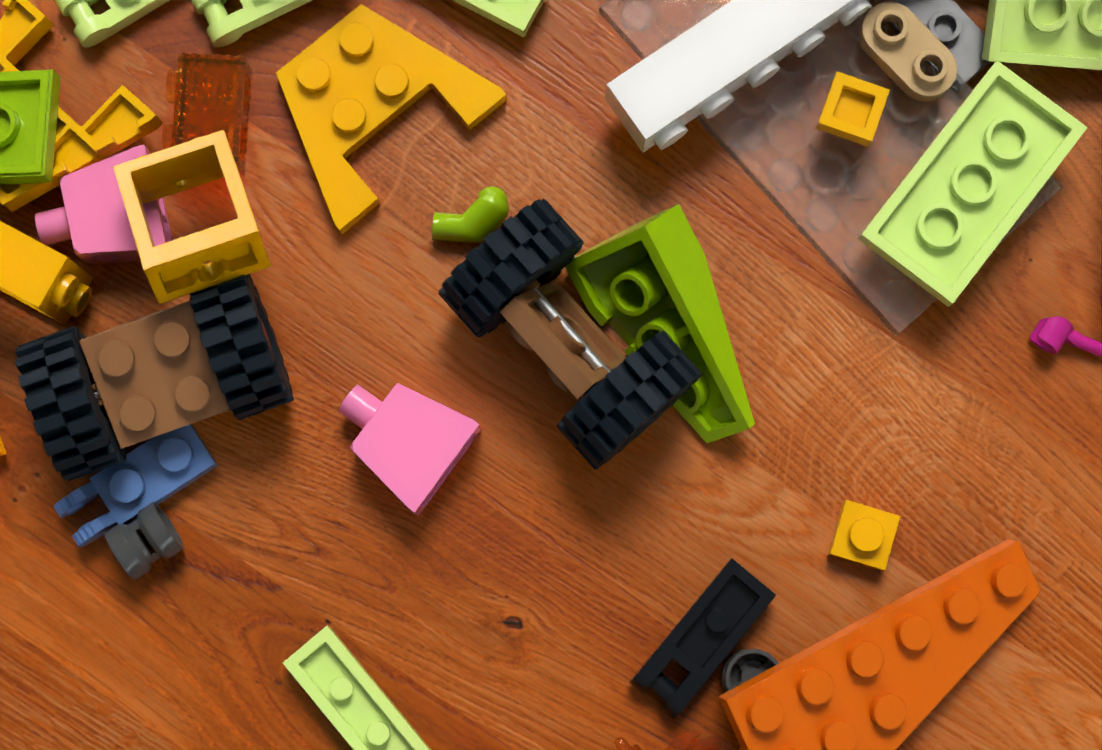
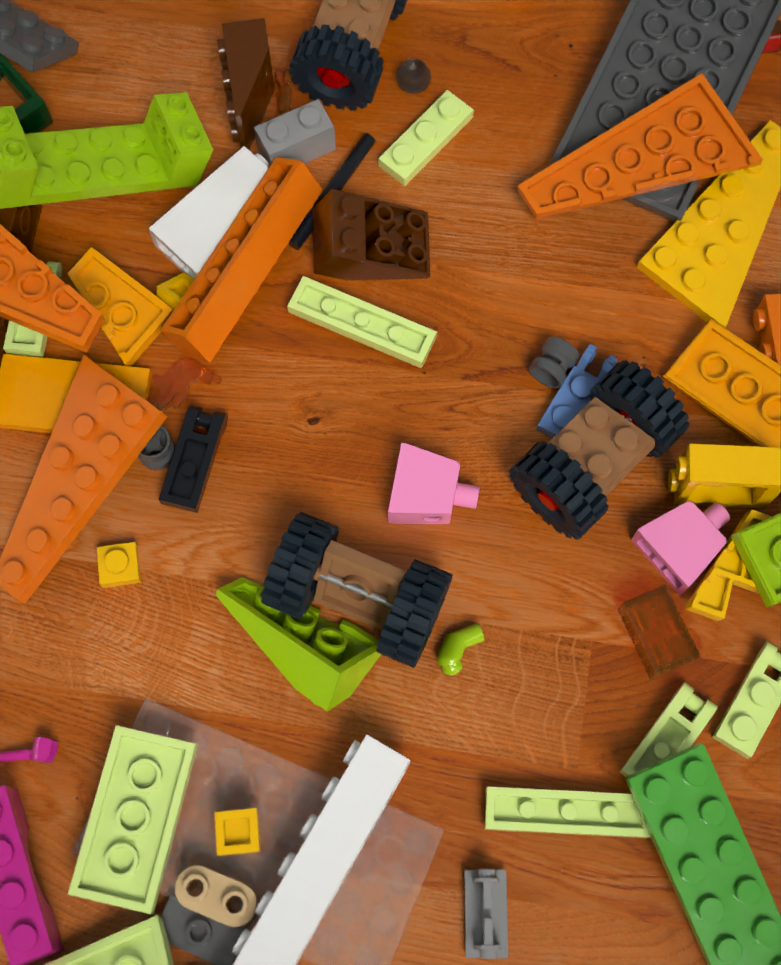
camera: 155 degrees right, 10 degrees down
(178, 265) = (603, 516): yellow window -> none
(357, 84) = (579, 700): yellow wing -> none

